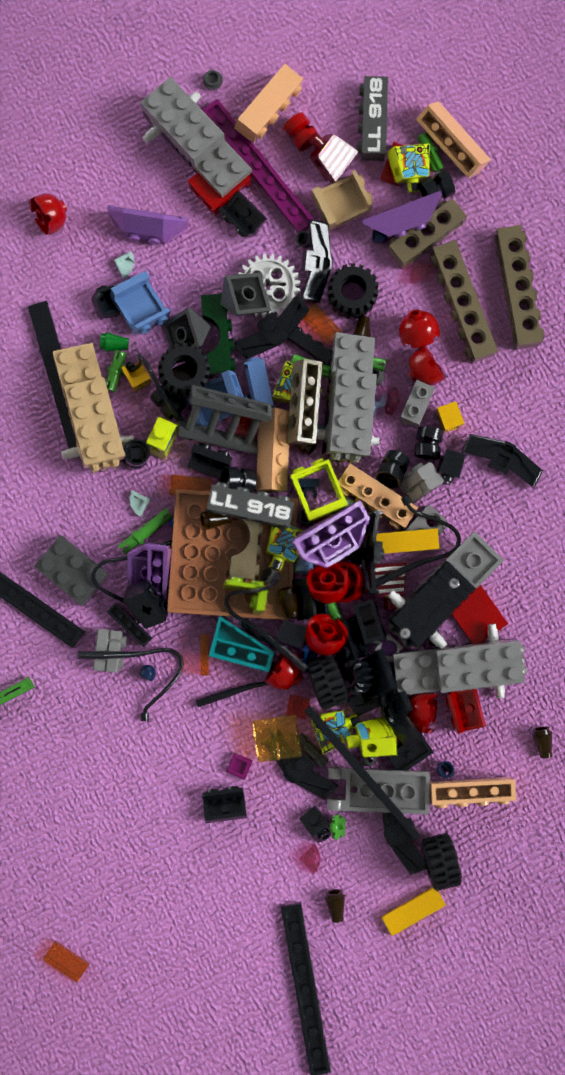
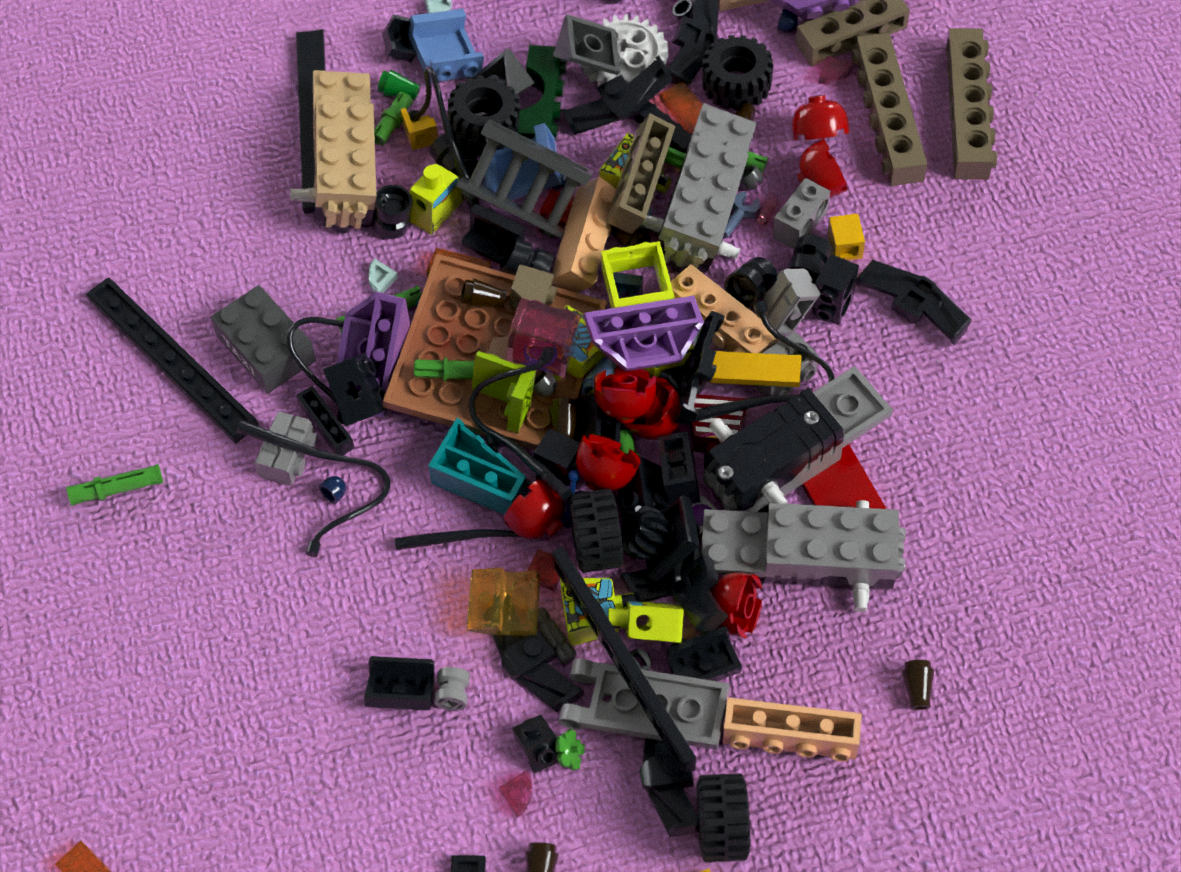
camera: 15 degrees right, 25 degrees down
(203, 581) = (443, 369): none -> bright green axle
(204, 654) = (422, 482): clear orange tile -> none
(239, 766) = (437, 640): magenta tile -> none
(250, 506) = (533, 274): dark grey brick -> none
(256, 800) = (452, 687): none -> light grey wheel
(258, 380) = (584, 148): medium blue window -> none
(268, 559) = (541, 326): none -> clear pink brick
(446, 765) = (758, 692): dark blue hinge -> none
(465, 710) = (802, 616): red bracket -> none

